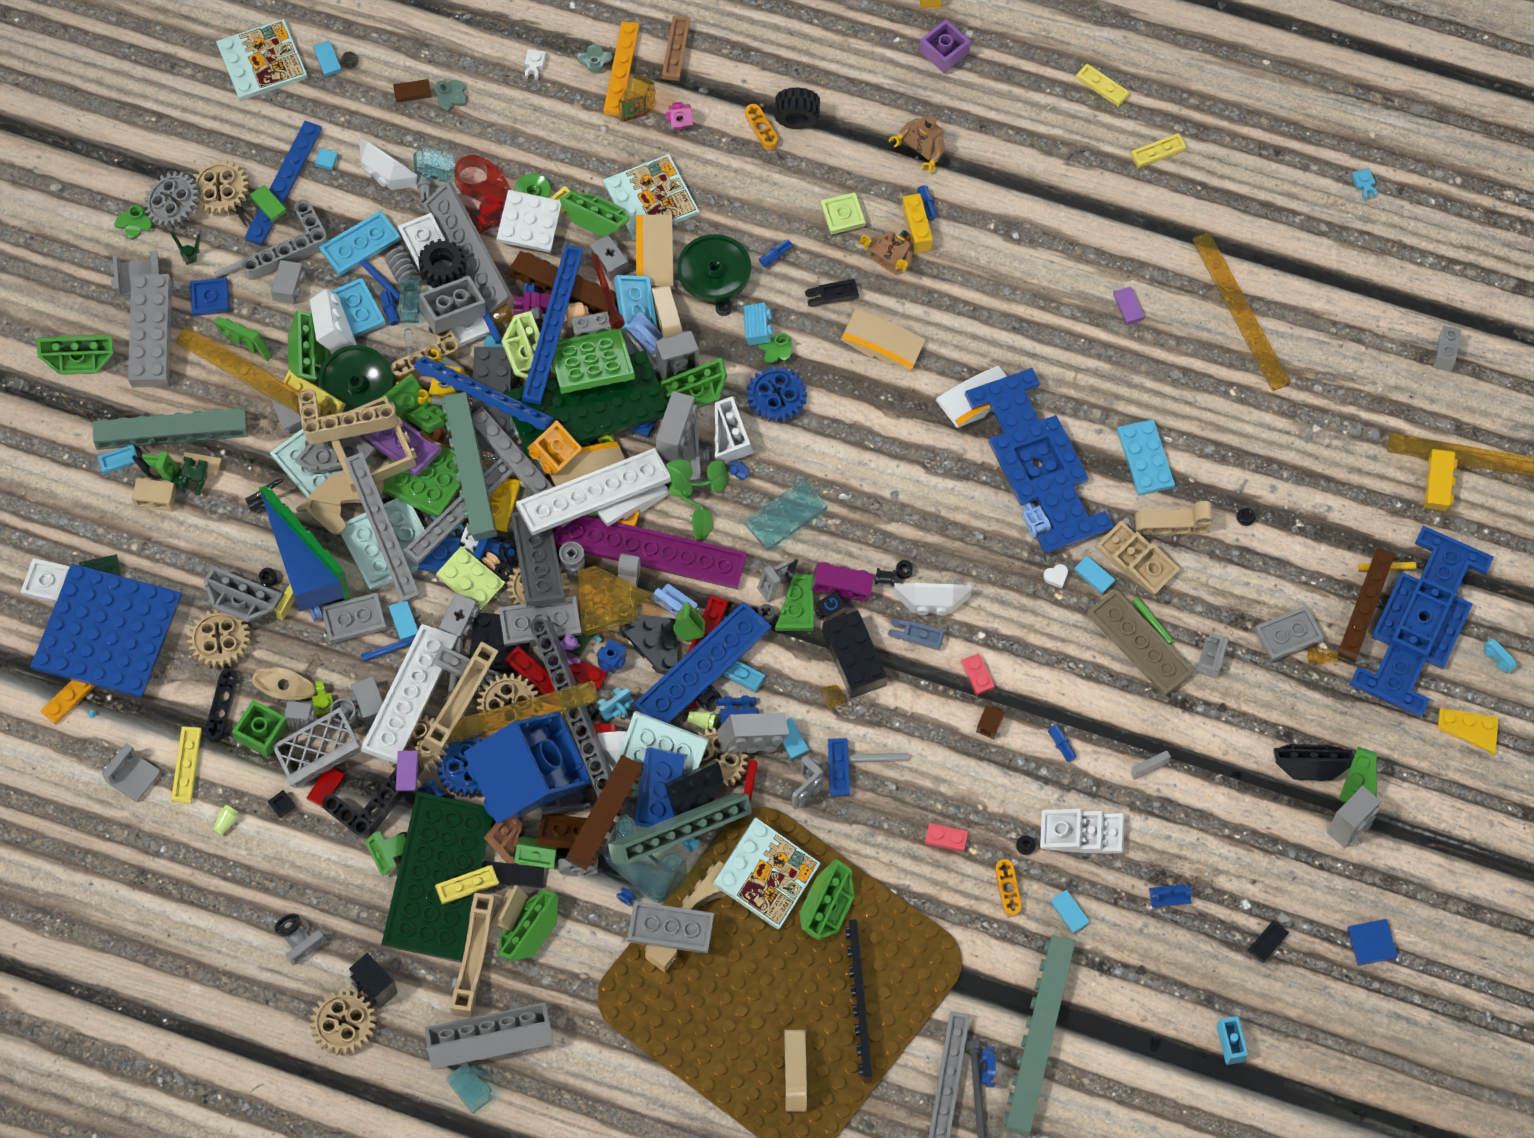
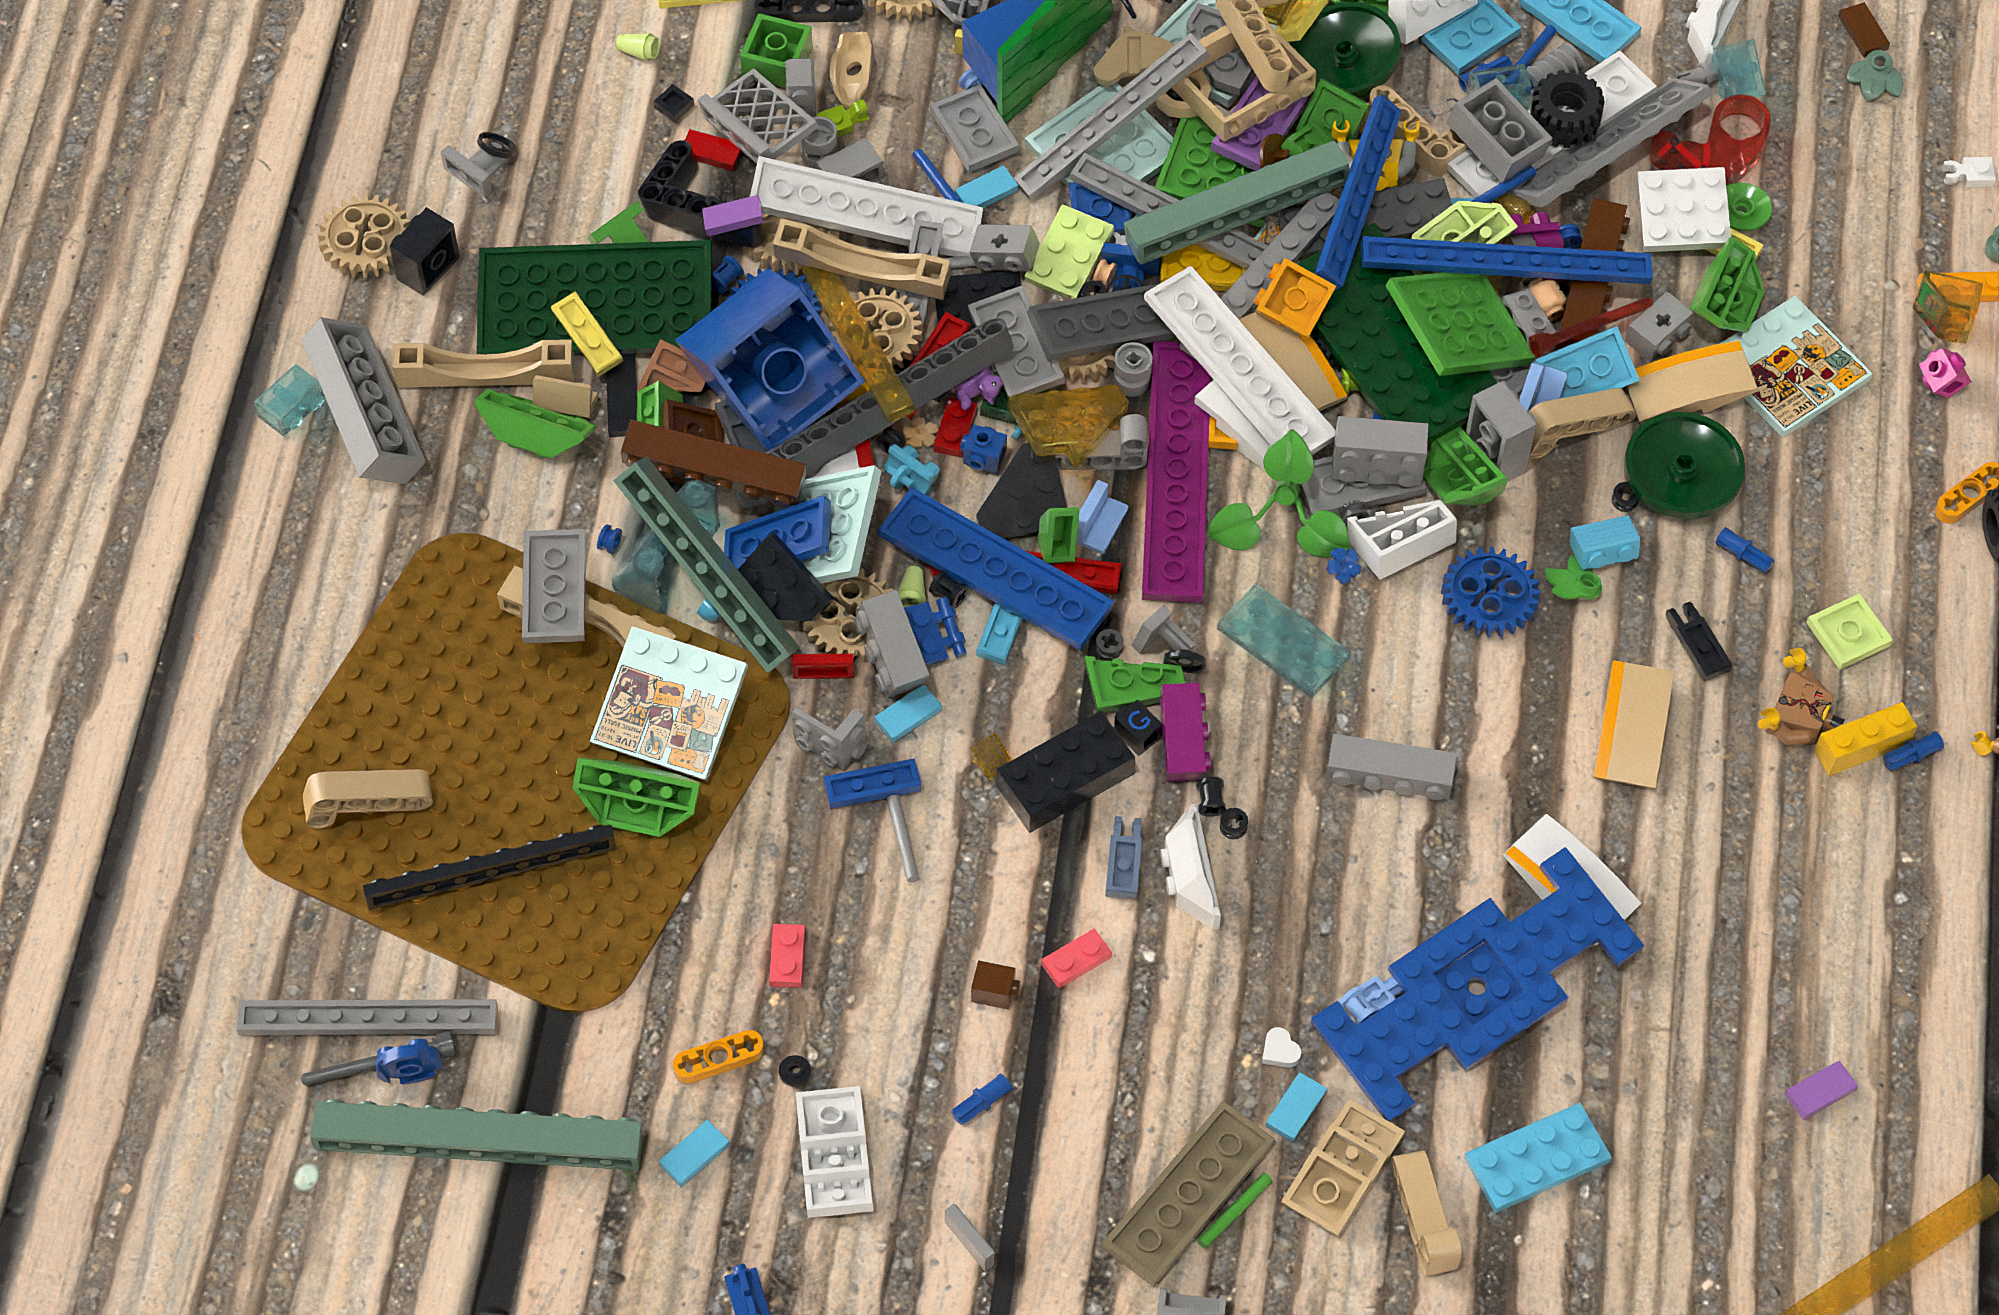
camera: 80 degrees right, 5 degrees down
(885, 475) = (1391, 767): none -> light grey brick

